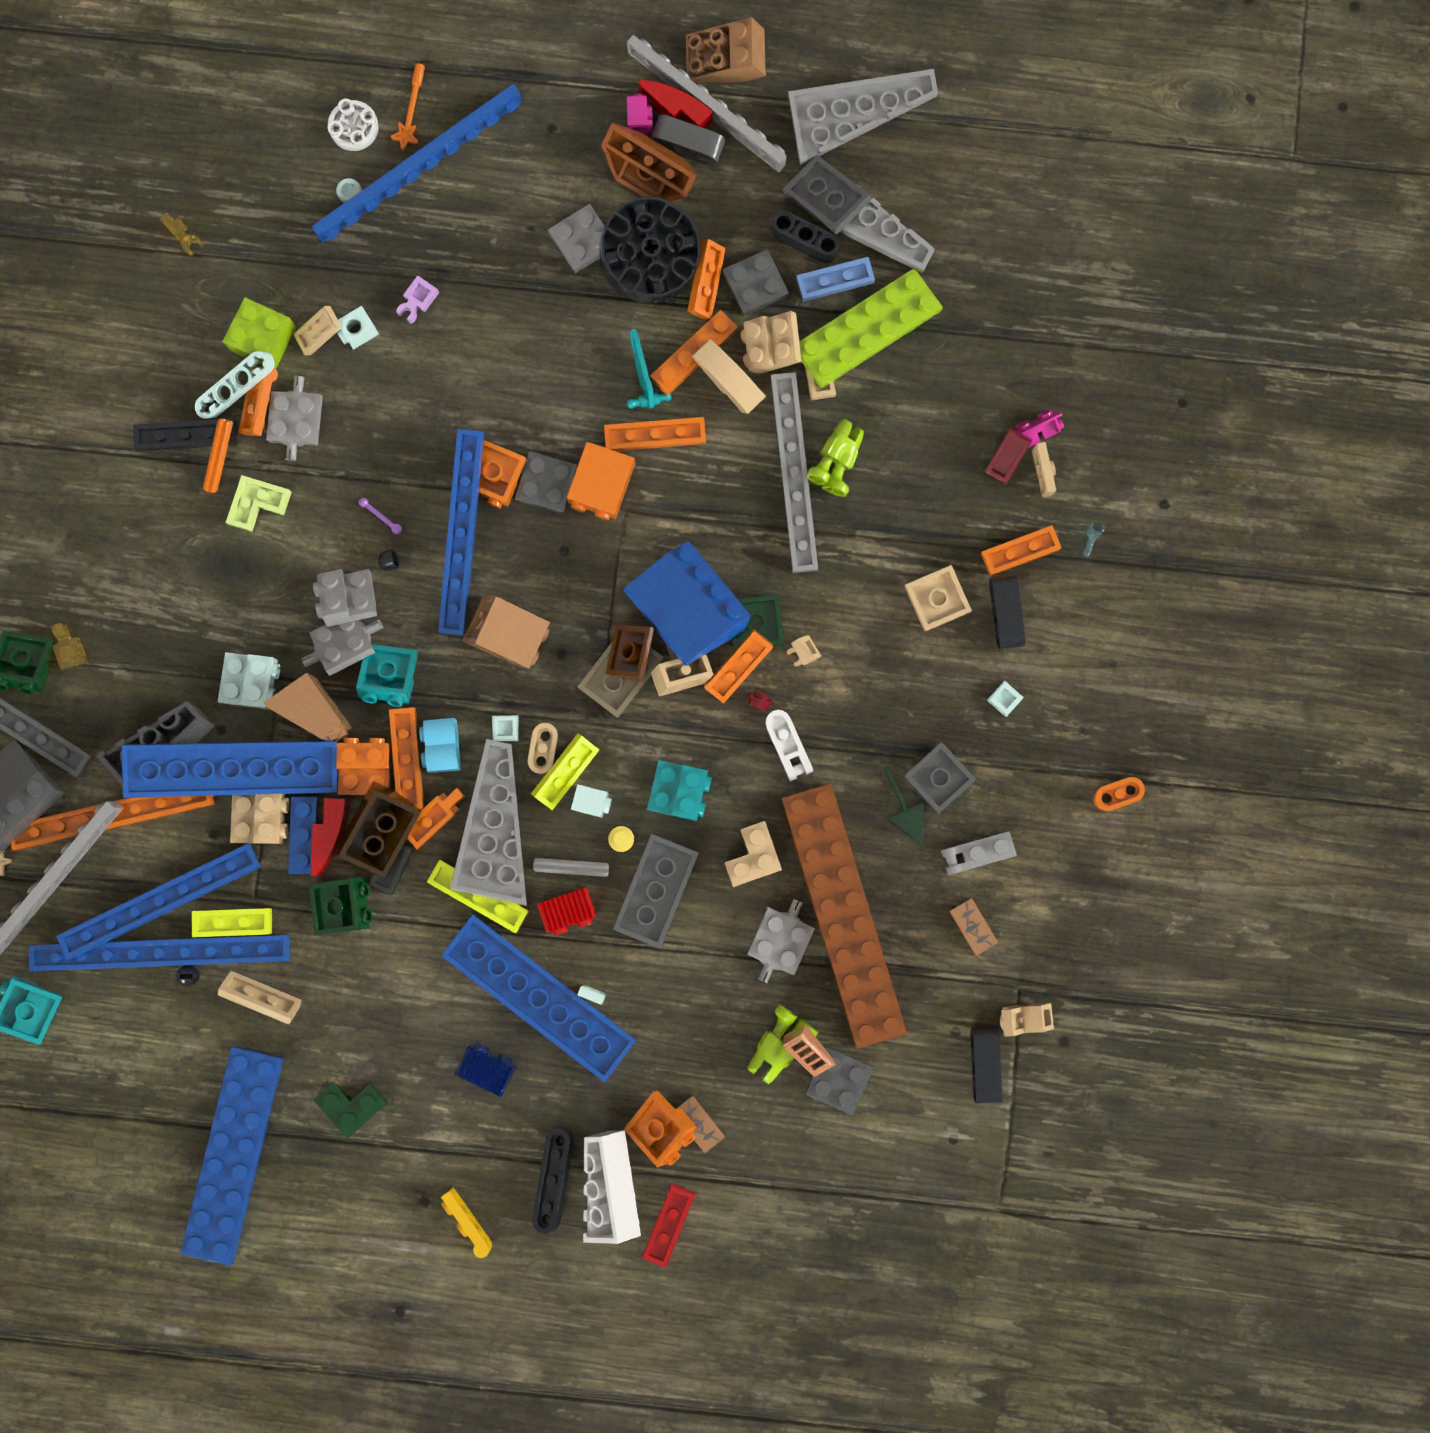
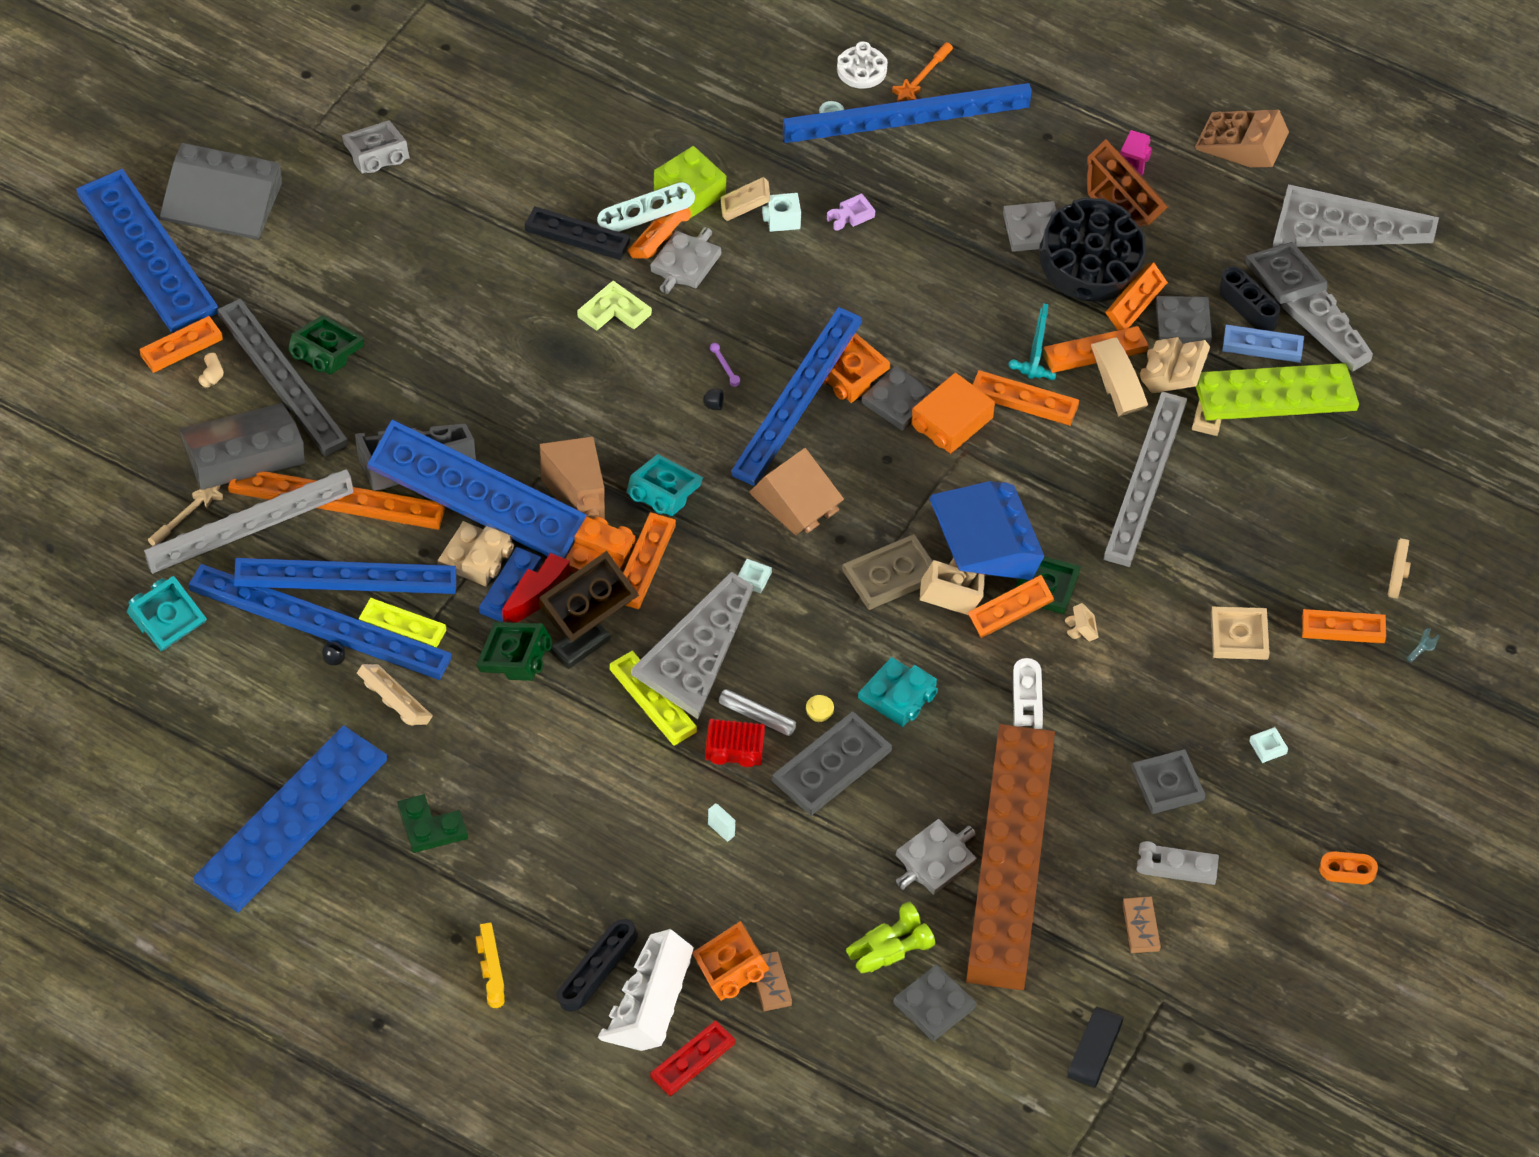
camera: 25 degrees right, 30 degrees down
(68, 651) = (373, 355): clear yellow plate -> none
(178, 229) = (657, 81): clear yellow plate -> none
(217, 455) = (599, 257): orange axle -> none
(248, 680) = (522, 438): light aqua plate -> none
(341, 645) = (636, 443): light grey plate -> none
(344, 596) = (656, 409): light grey plate -> none
(434, 817) = (645, 616): orange hinge -> none
(441, 745) = (684, 561): medium azure brick -> none
(485, 1069) = (582, 843): clear blue brick -> none
(539, 998) = (668, 807): blue plate -> none
(542, 748) = (780, 605): tan plate -> none
(565, 771) = (794, 629): neon yellow plate -> none
(591, 801) = (806, 662): light aqua brick -> none
(630, 652) = (913, 552): reddish brown slope -> none
(676, 103) = (1176, 158): red slope -> none
(688, 139) = (1175, 187): dark grey beam -> none
(733, 124) = (1205, 167): light grey plate -> none
(759, 699) = (1018, 646): dark red plate -> none
(760, 859) = (946, 775): tan brick -> none
(804, 1034) = (909, 924): nougat slope -> none
(841, 451) = (1202, 481): lime piece -> none
(911, 819) = (1121, 809): clear green piece -> none
(1007, 611) = (1305, 670): black beam -> none
(1008, 455) = (1367, 541): dark red tile -> none
(1026, 1019) = (1156, 1022): tan brick -> none
(1045, 423) = (1418, 533): dark pink hinge -> none

